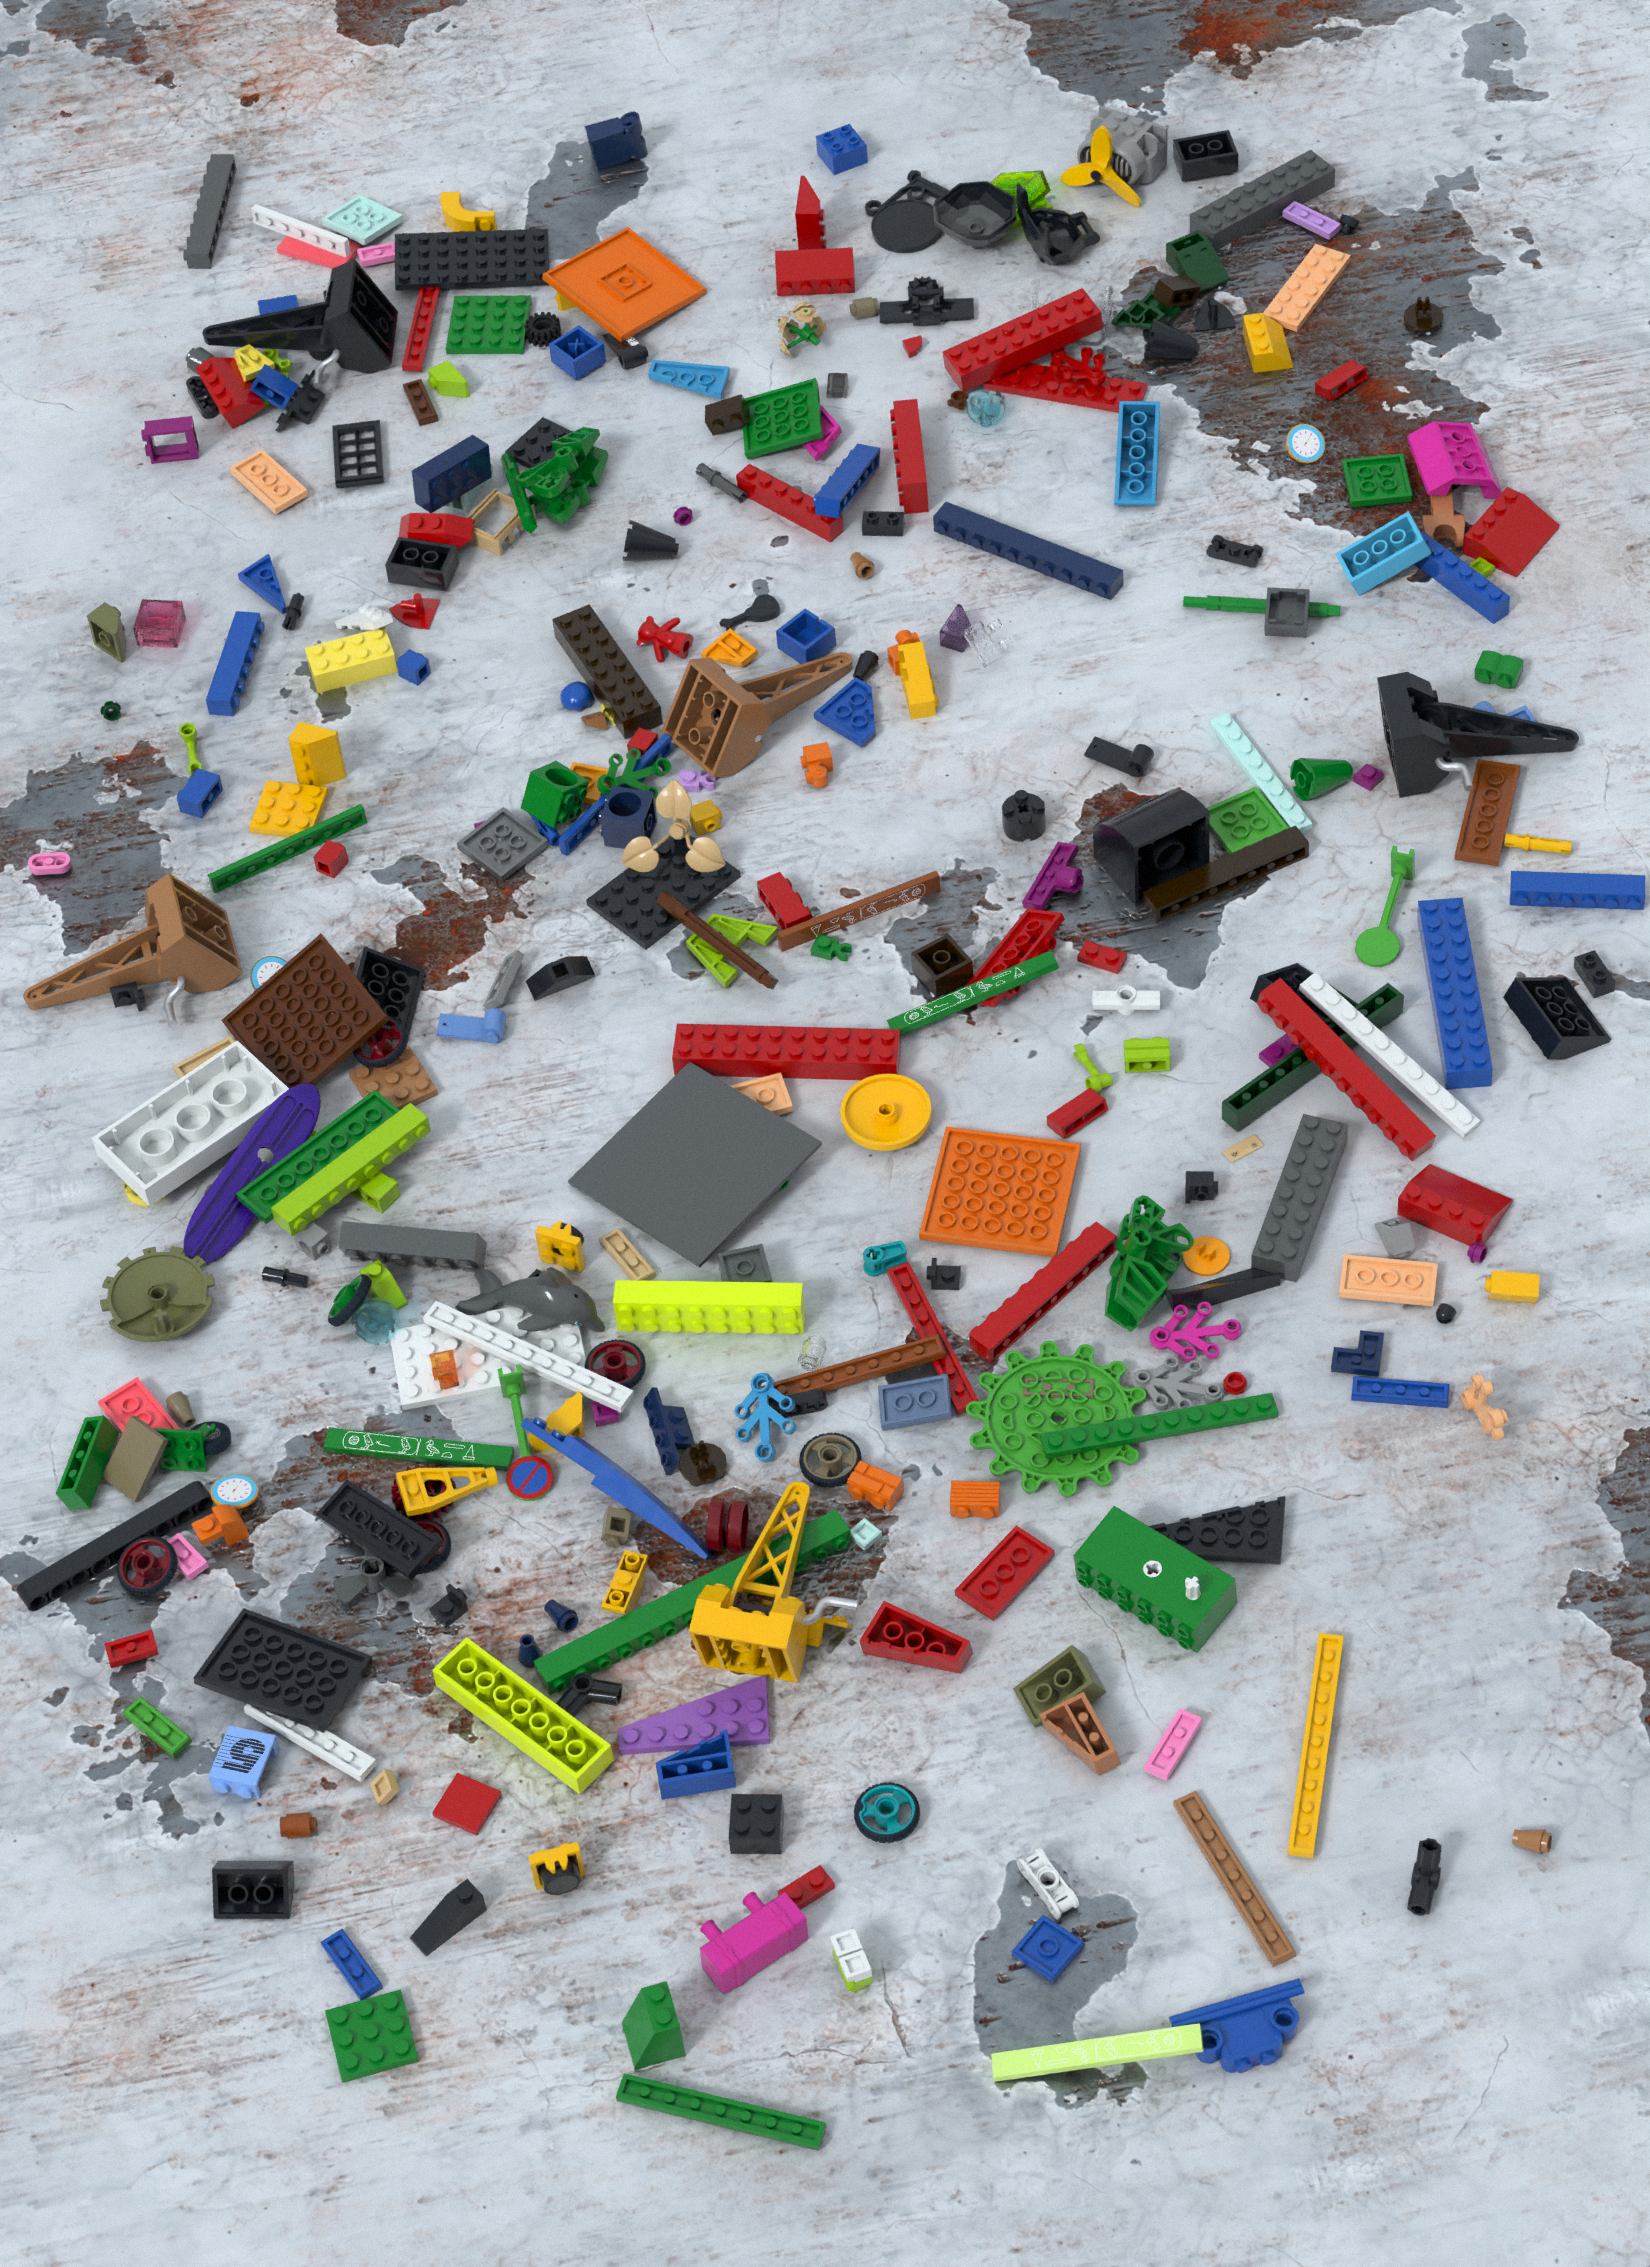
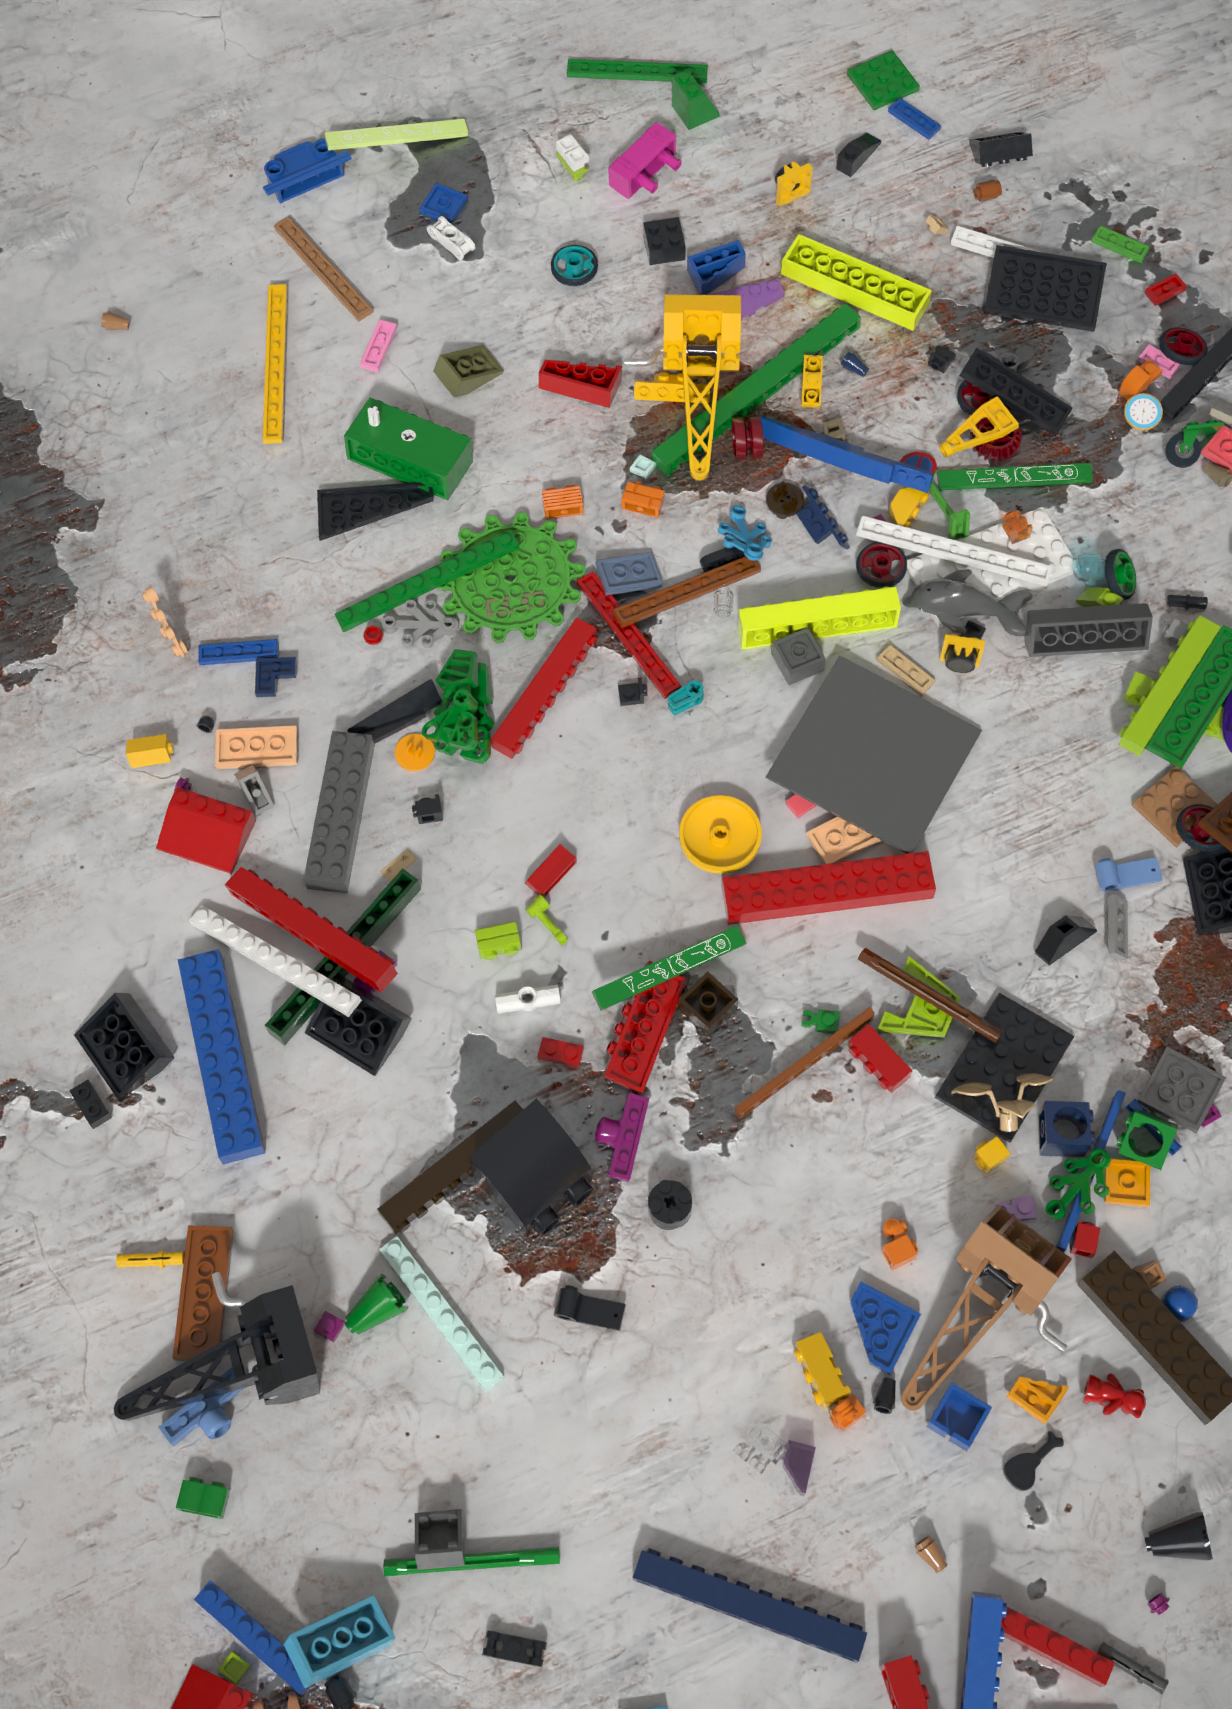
camera: 165 degrees right, 15 degrees up
(242, 1761) = (1045, 224): light blue panel -> none
(467, 1804) = (875, 228): red tile -> none
(528, 1651) = (868, 331): dark blue cone -> none
(596, 1691) = (817, 311): black piece -> none
(809, 1887) = (618, 213): red plate -> none
(827, 1451) = (684, 507): dark tan wheel -> none
(882, 523) = (925, 1628): black piece -> none
(1000, 1191) = (601, 780): orange plate -> none
(1004, 1573) = (527, 450): red plate -> none
(1082, 1733) = (442, 333): nougat wedge -> none
(1193, 1334) = (413, 671): dark pink plant -> none
(1244, 820) = (447, 1239): bright green plate -> none
(1378, 944) = (296, 1107): bright green piece -> none
(1425, 1877) = (187, 278): black piece -> none
(1577, 890) = (108, 1201): blue brick -> none

